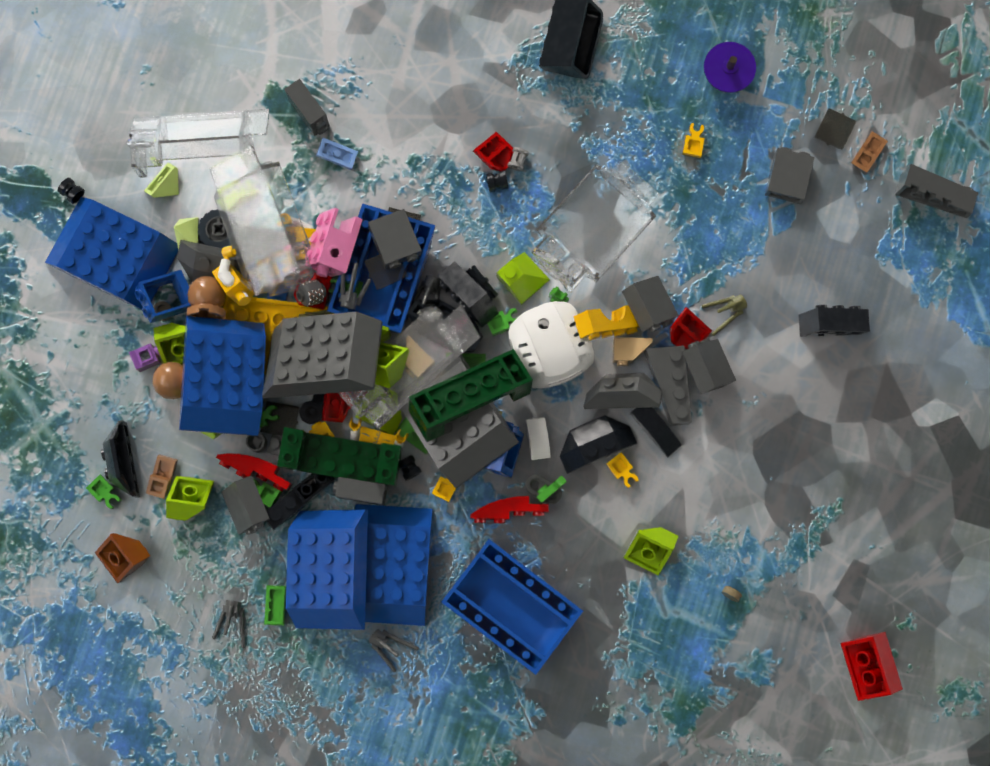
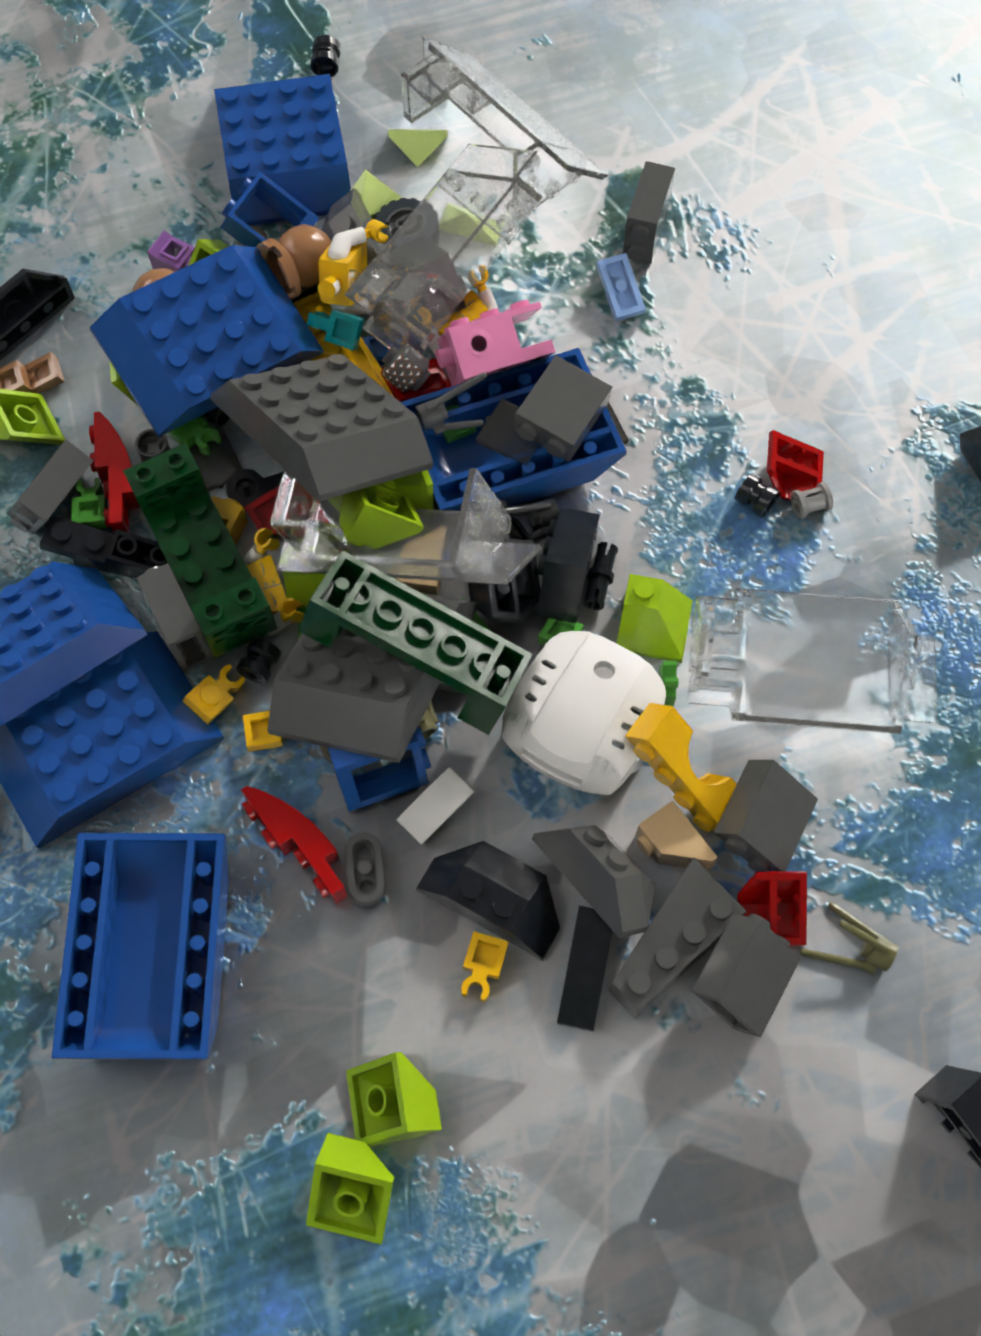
camera: 55 degrees right, 15 degrees down
(259, 306) = (341, 327): none -> teal plate
(411, 500) = (213, 696): none -> yellow plate
(545, 492) = (361, 870): bright green plate -> none
(674, 589) = (350, 1190): none -> lime slope
(731, 593) = (411, 1295): dark tan tile -> none

